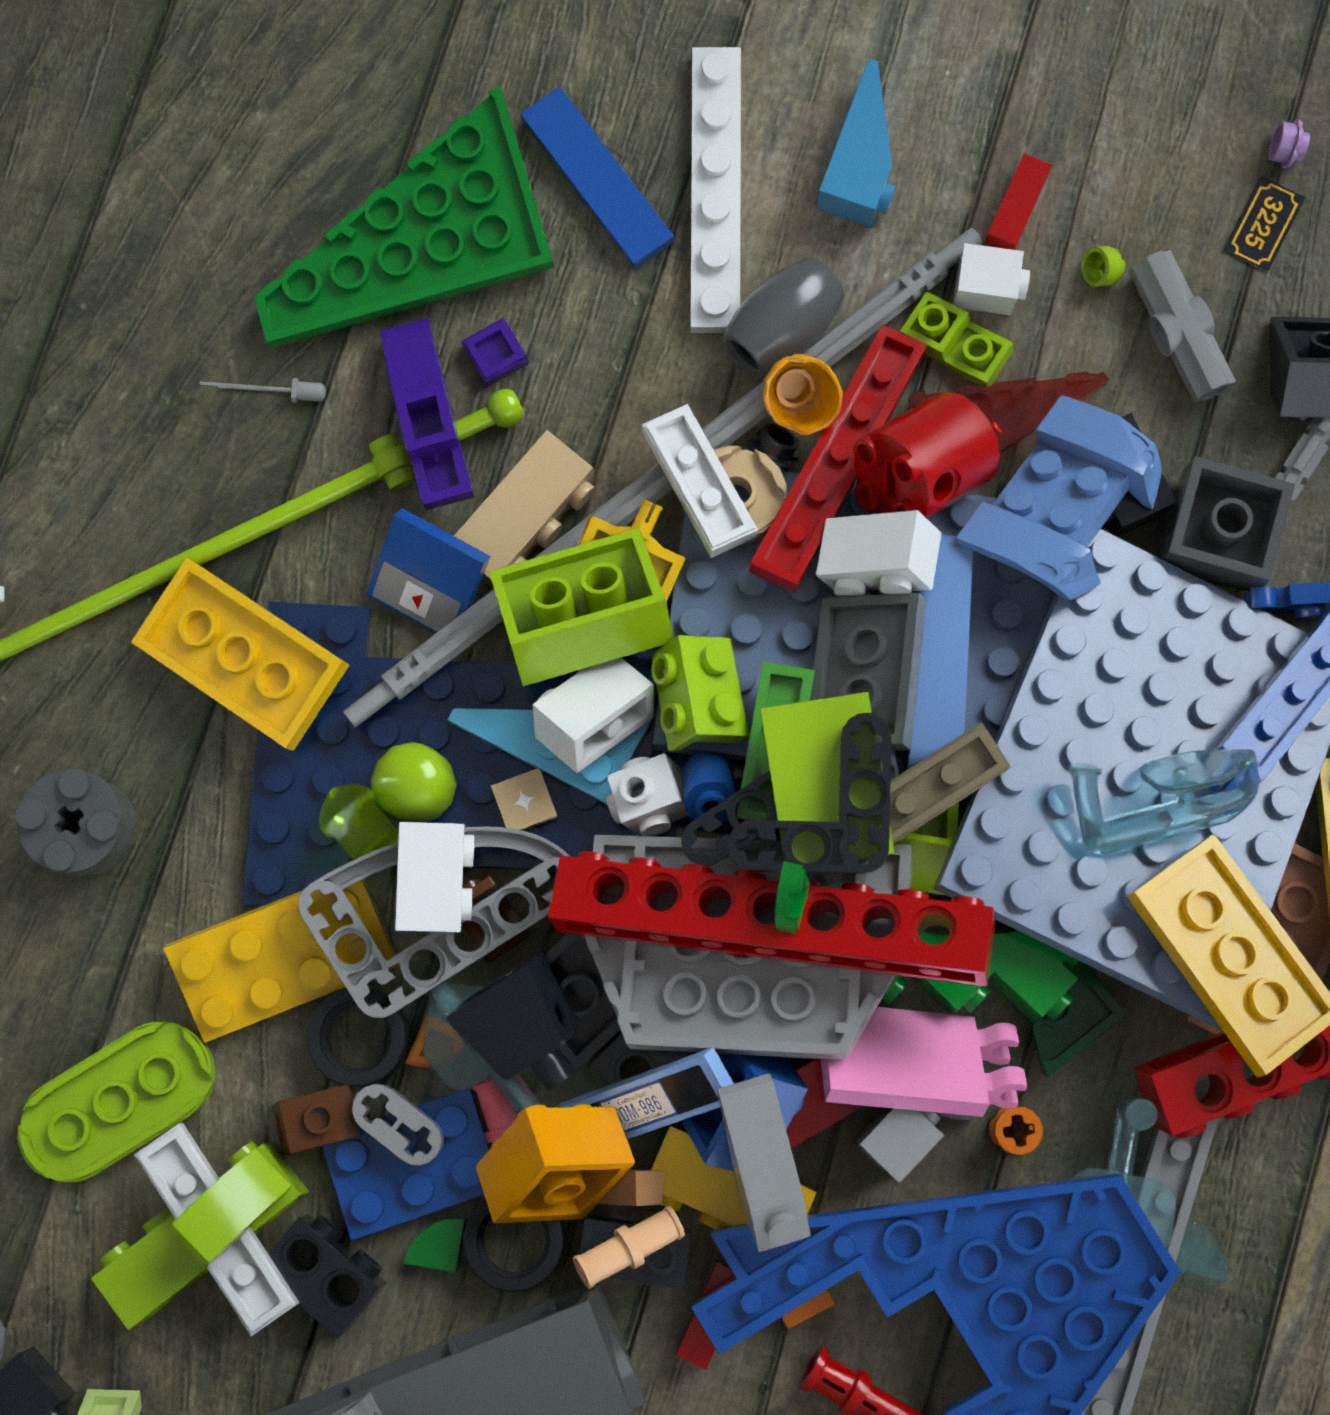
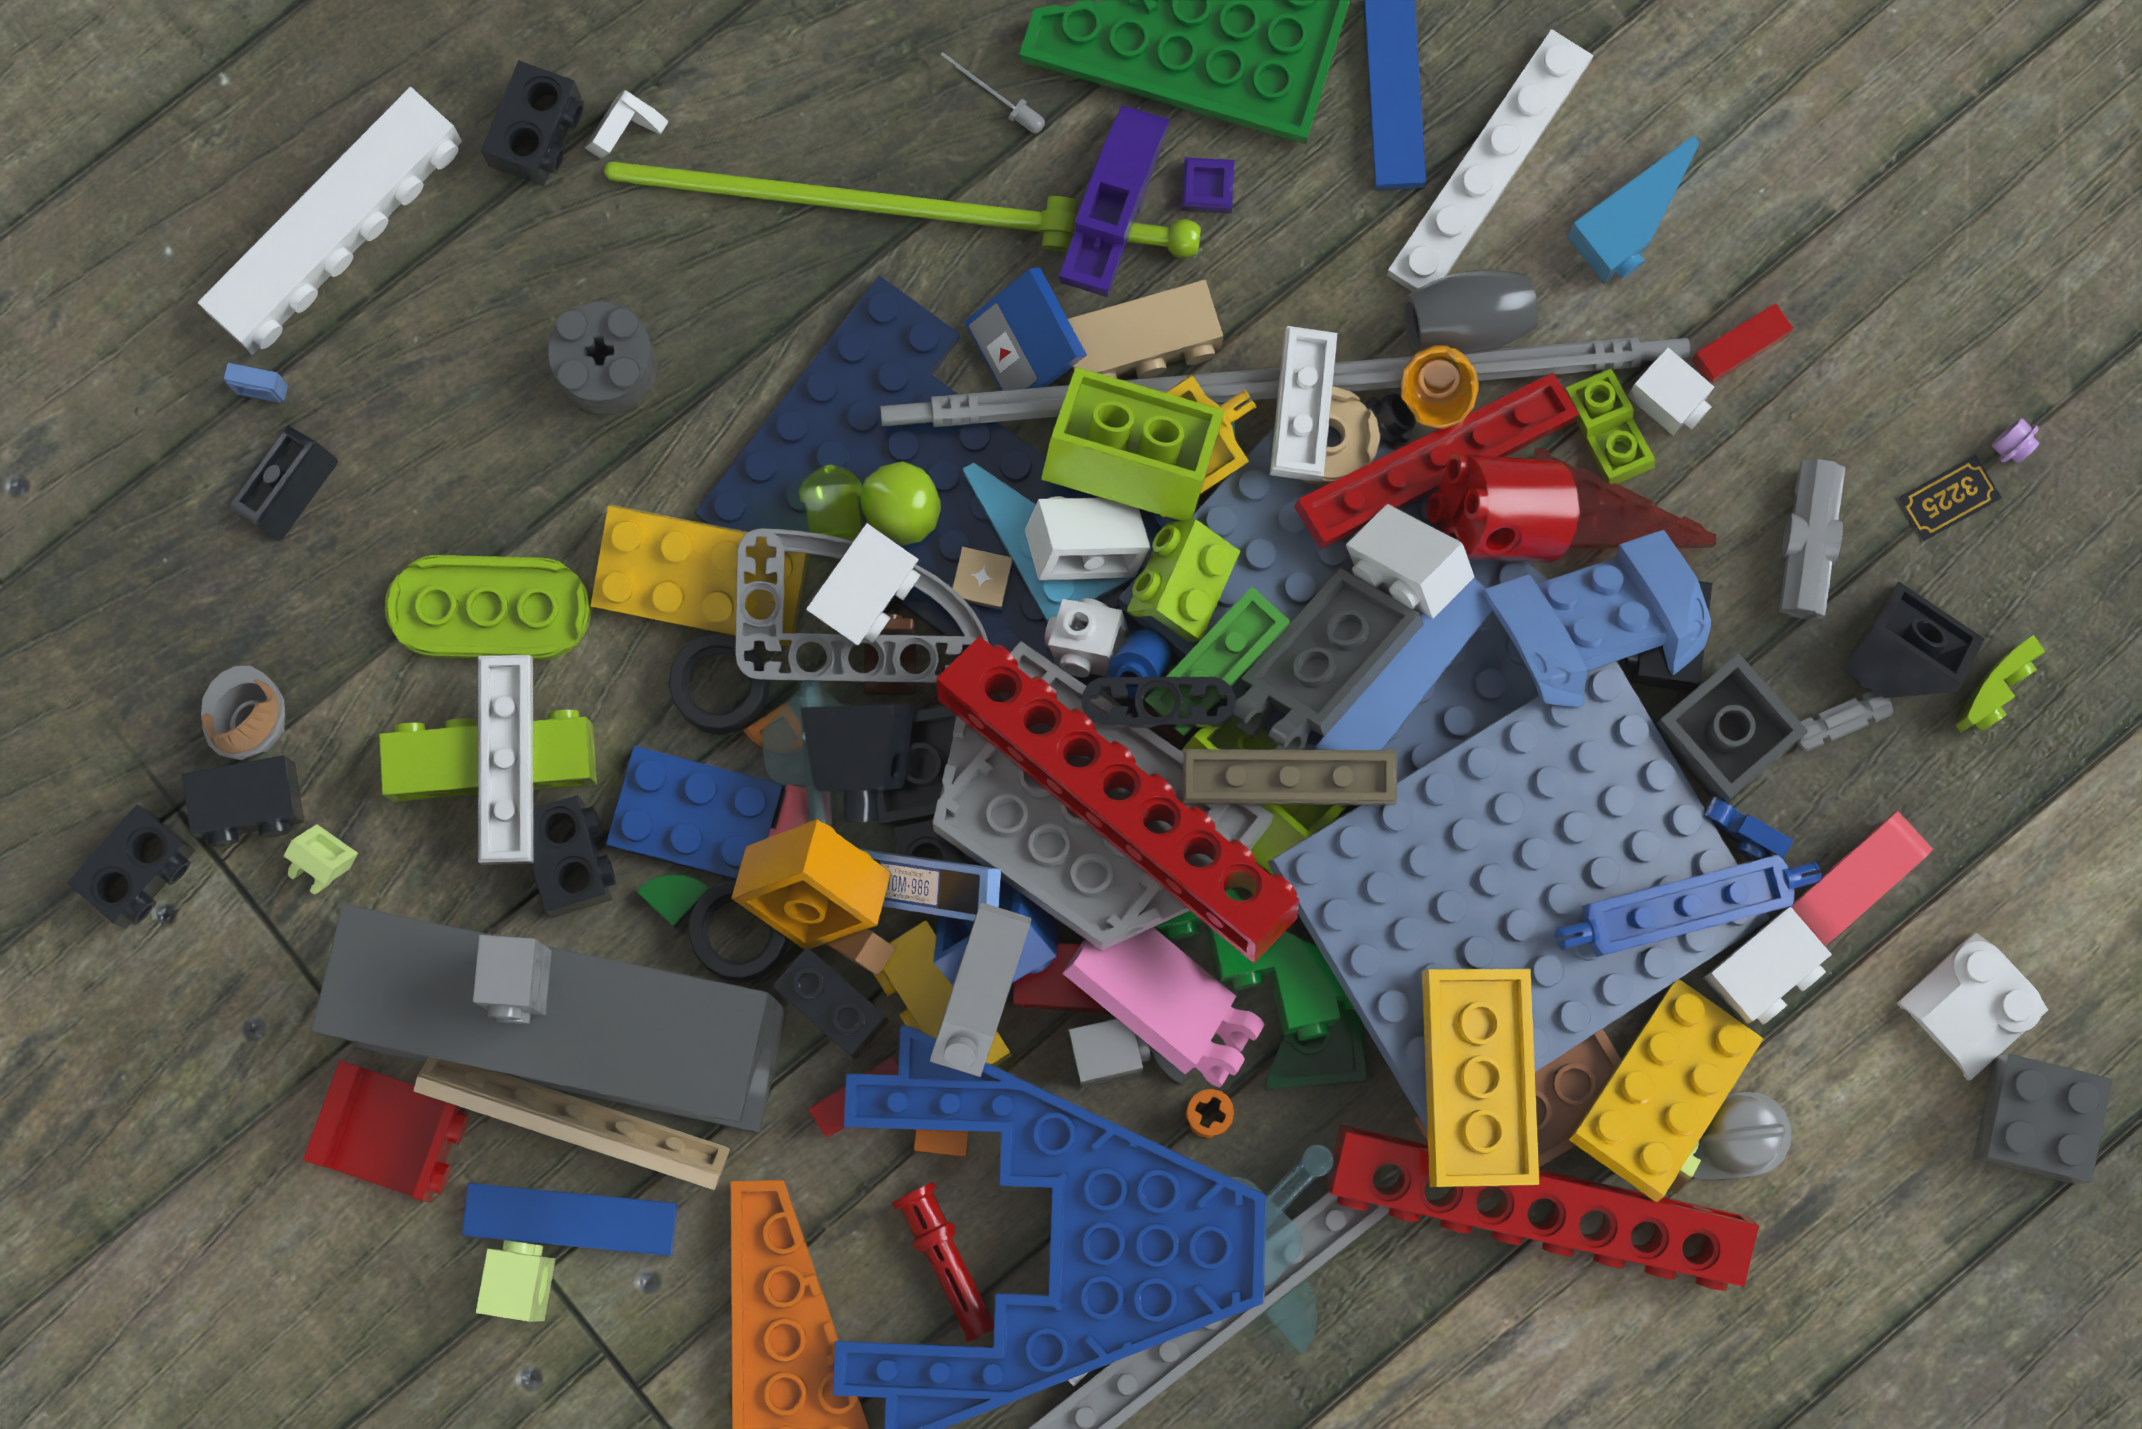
camera: 30 degrees right, 0 degrees up
(229, 1207) = (528, 747): lime slope -> none
(240, 654) = (827, 303): yellow plate -> none
(315, 1119) = (640, 726): reddish brown bracket -> none
(389, 1134) = (693, 777): light grey beam -> none
(628, 1247) = (827, 989): light nougat pin -> none
(791, 897) = (1141, 785): green tile -> none
(805, 769) = (1235, 715): lime tile -> none
(833, 834) = (1211, 760): black beam -> none
(1102, 258) = (1780, 444): lime hinge -> none
(1168, 775) = (1504, 933): clear light blue piece -> none

